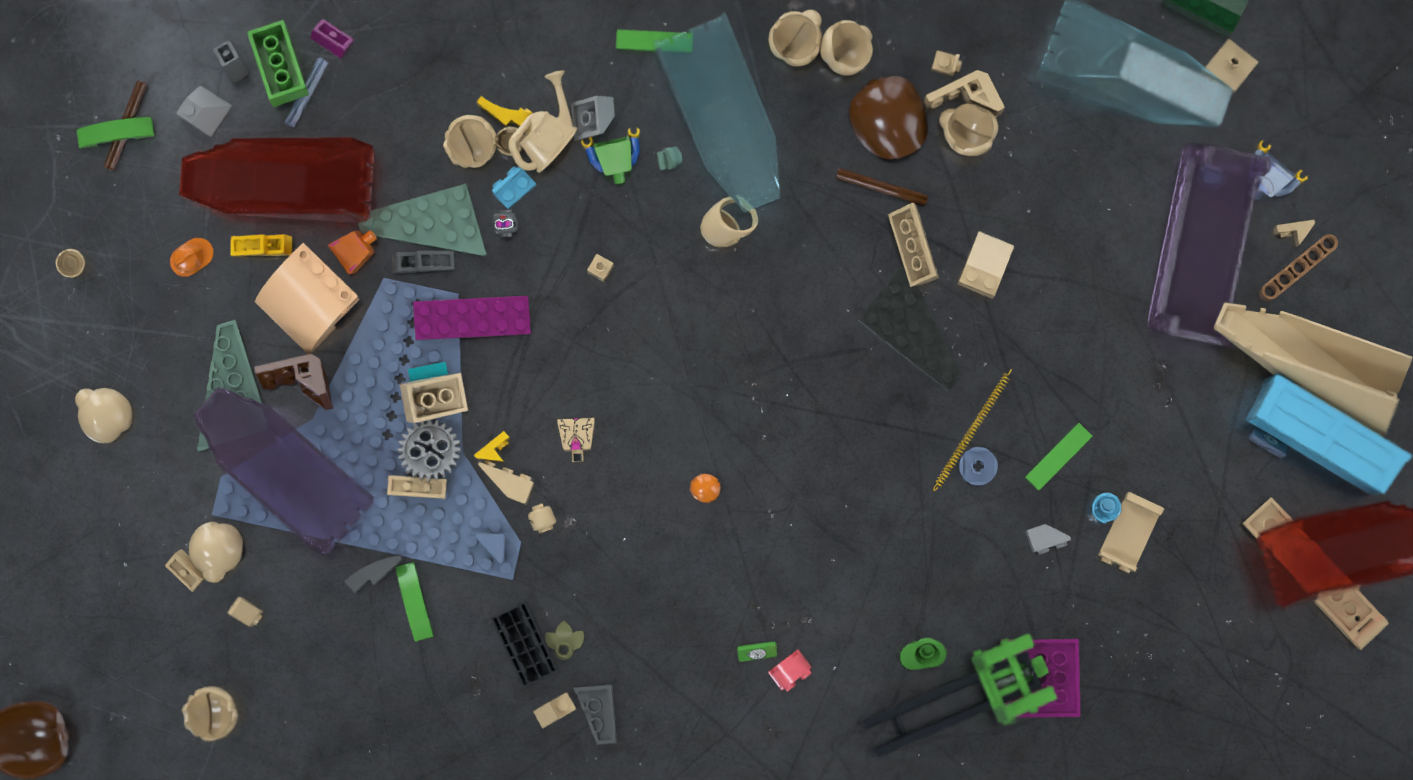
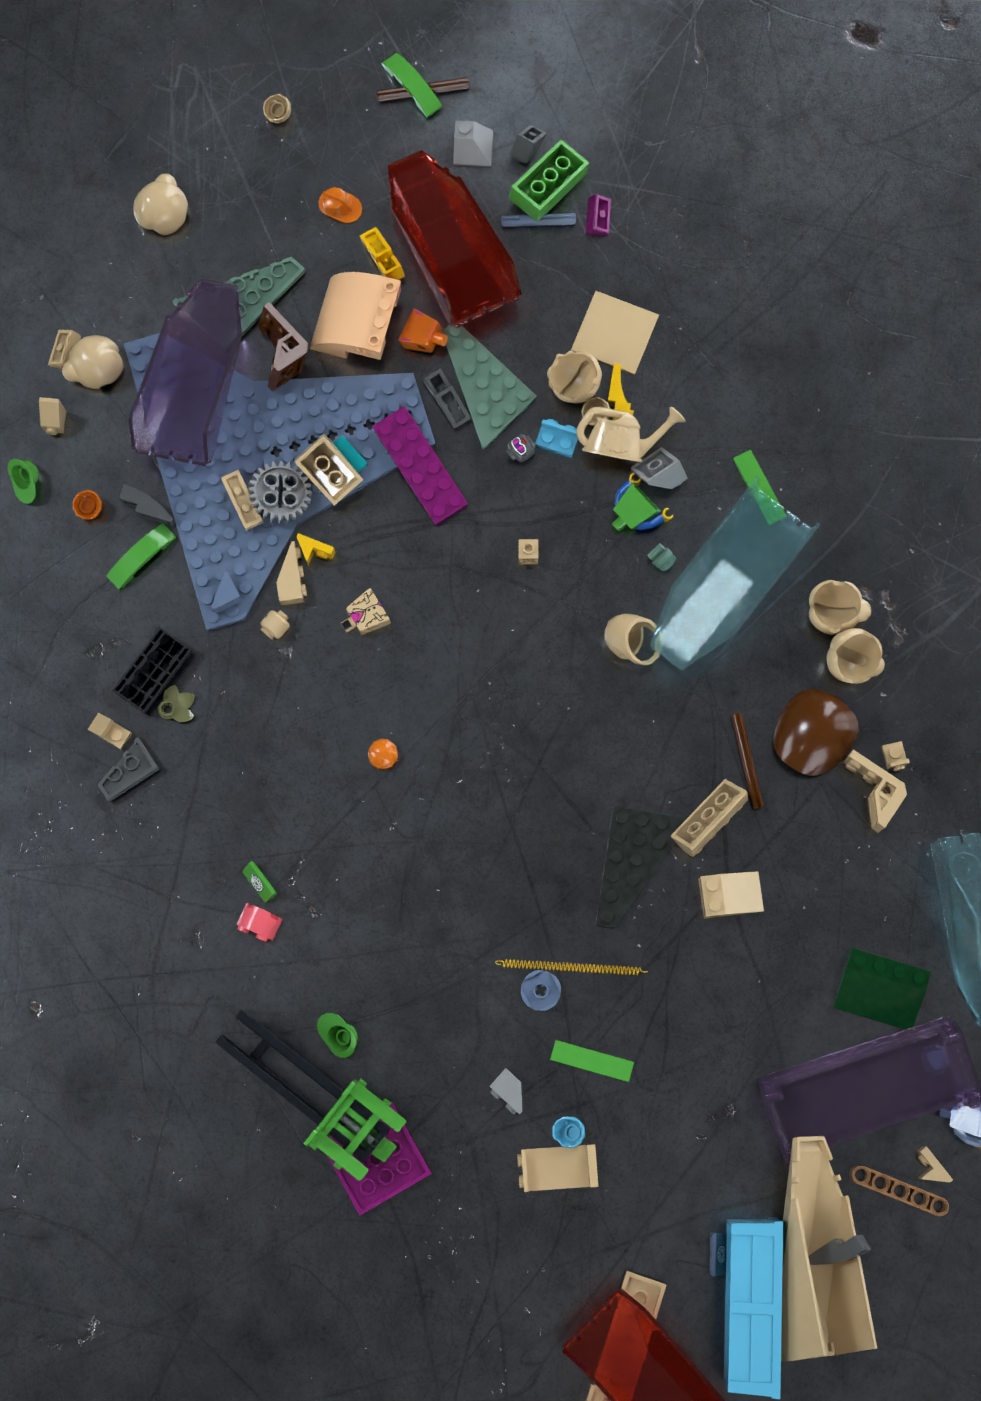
camera: 65 degrees right, 5 degrees down
(288, 667) = (24, 478): none -> bright green piece
(343, 623) = (87, 505): none -> orange hair
(445, 84) = (615, 332): none -> tan piece
(969, 129) = (846, 808): tan piece -> none
(1131, 187) = (881, 989): none -> dark green slope
(1321, 344) = (839, 1251): none -> dark grey slope

